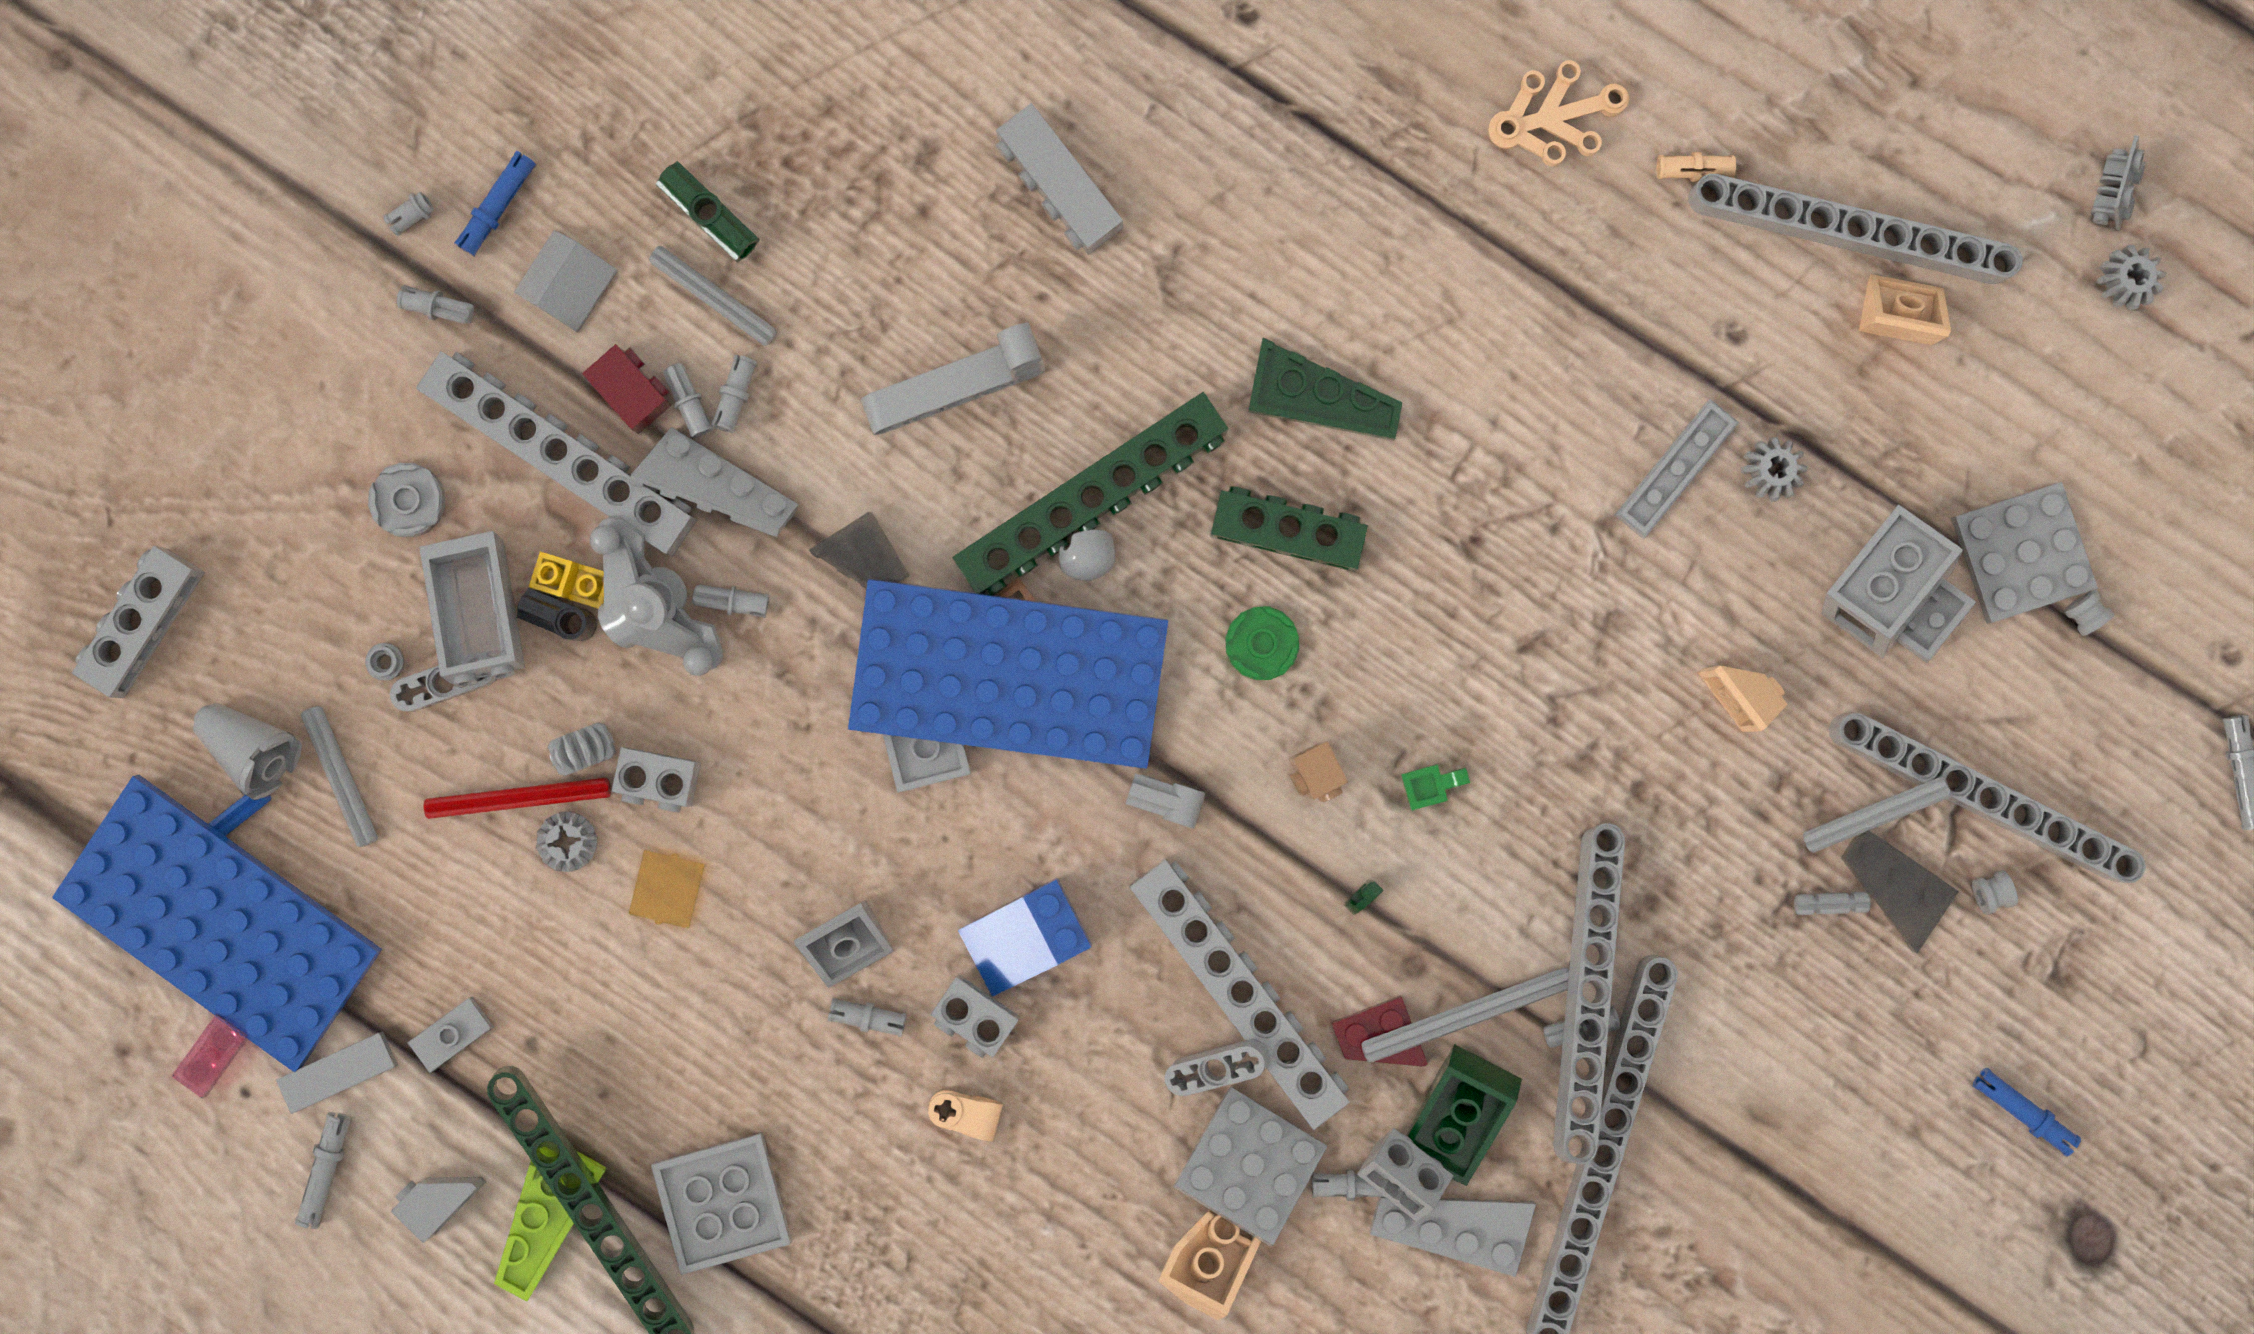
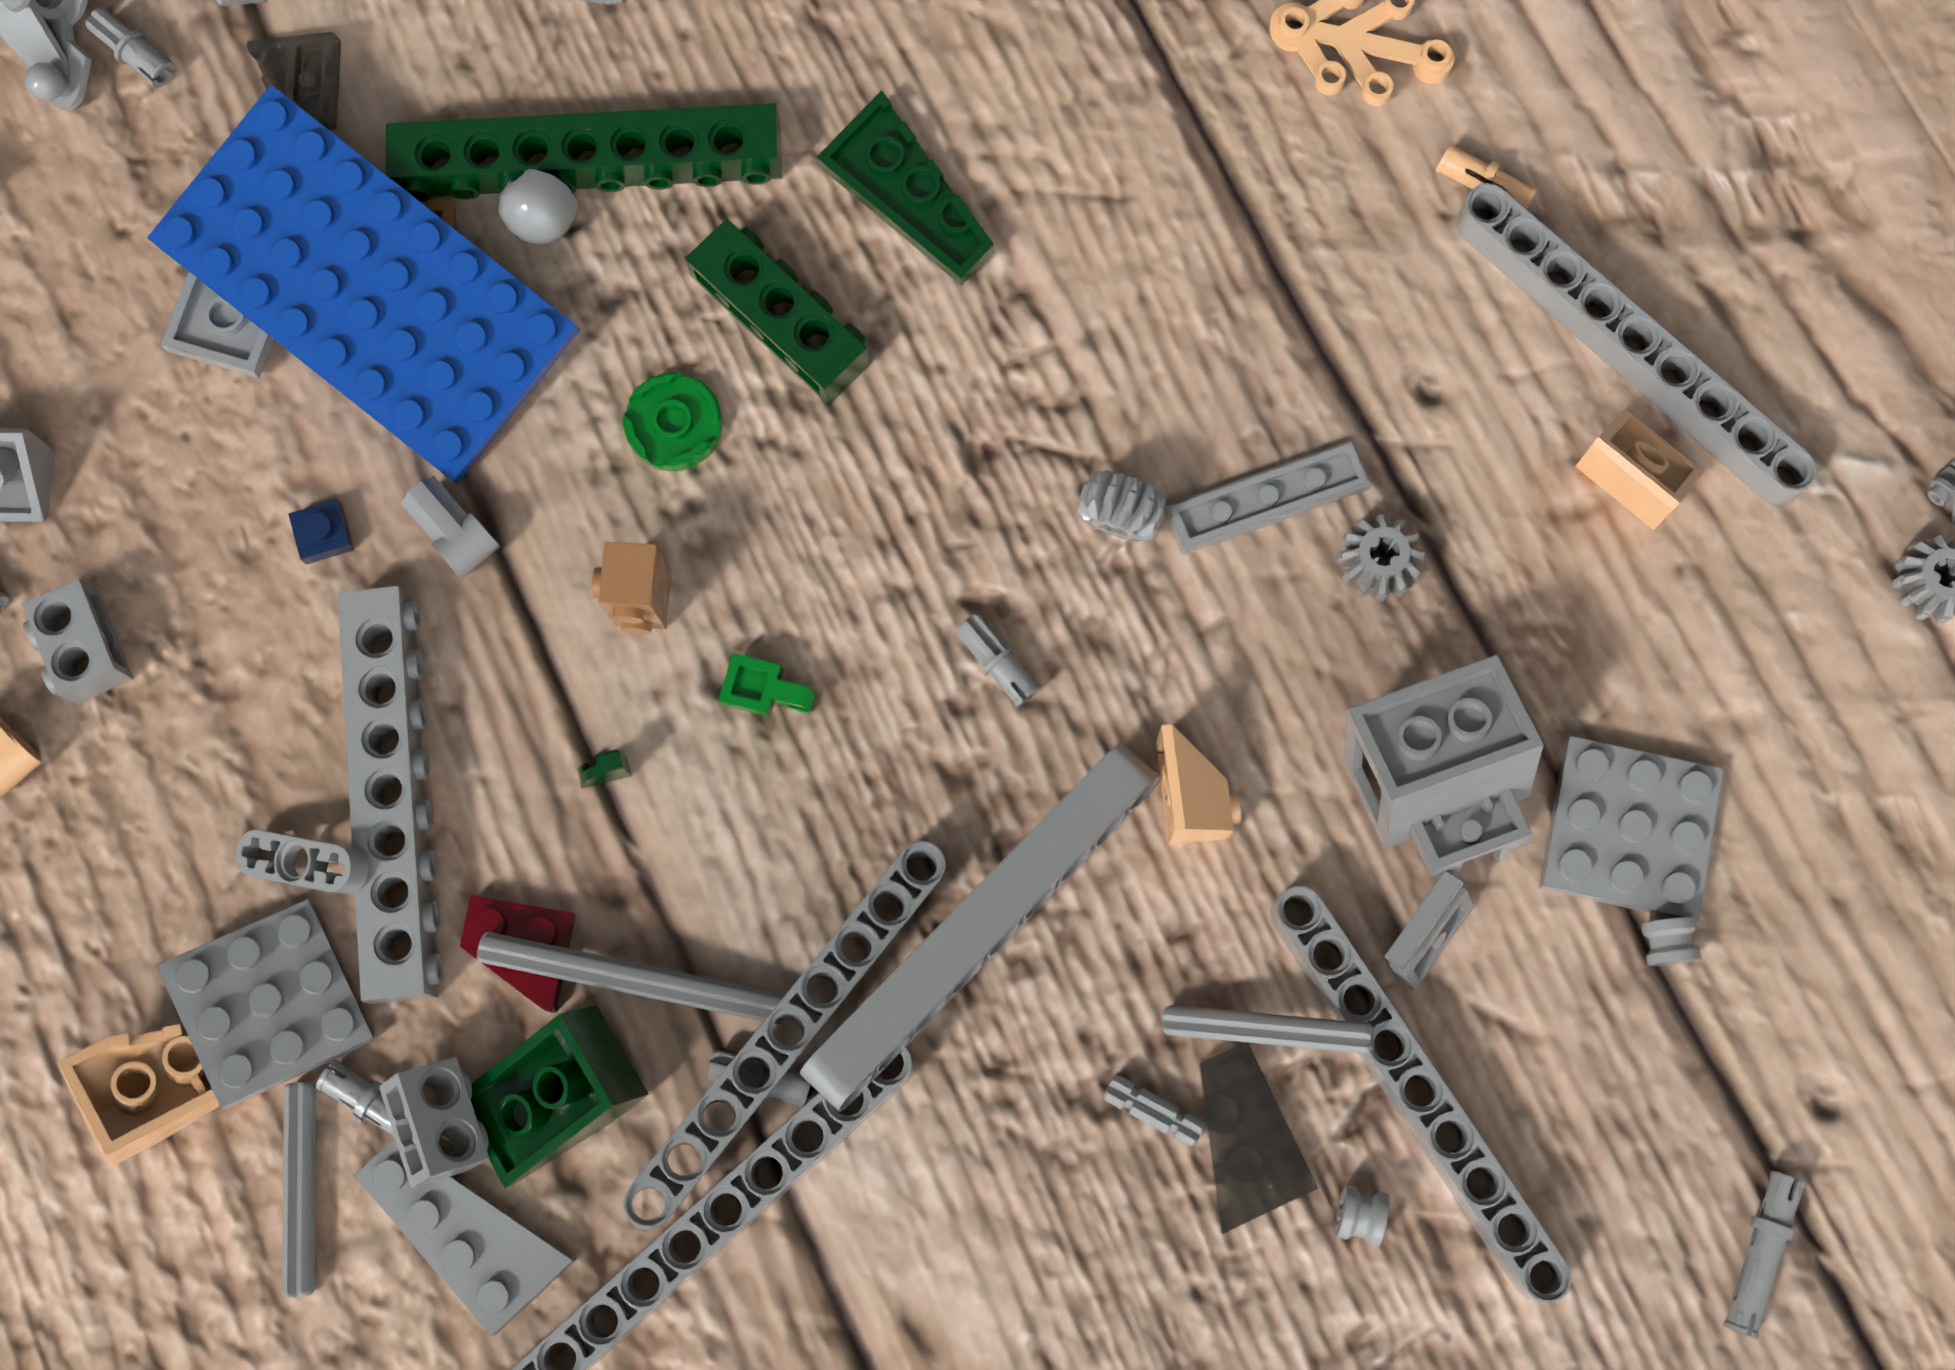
camera: 35 degrees right, 10 degrees down
(1025, 937) = (198, 588): slope -> none
(1080, 851) = (321, 531): none -> dark blue plate
(1340, 1262) = (299, 1189): none -> light grey axle
(1570, 678) = (998, 660): none -> light grey axle
(1593, 534) = (1121, 506): none -> light grey gear
(1668, 855) = (978, 927): none -> light grey beam
(1940, 680) = (1429, 930): none -> light grey plate

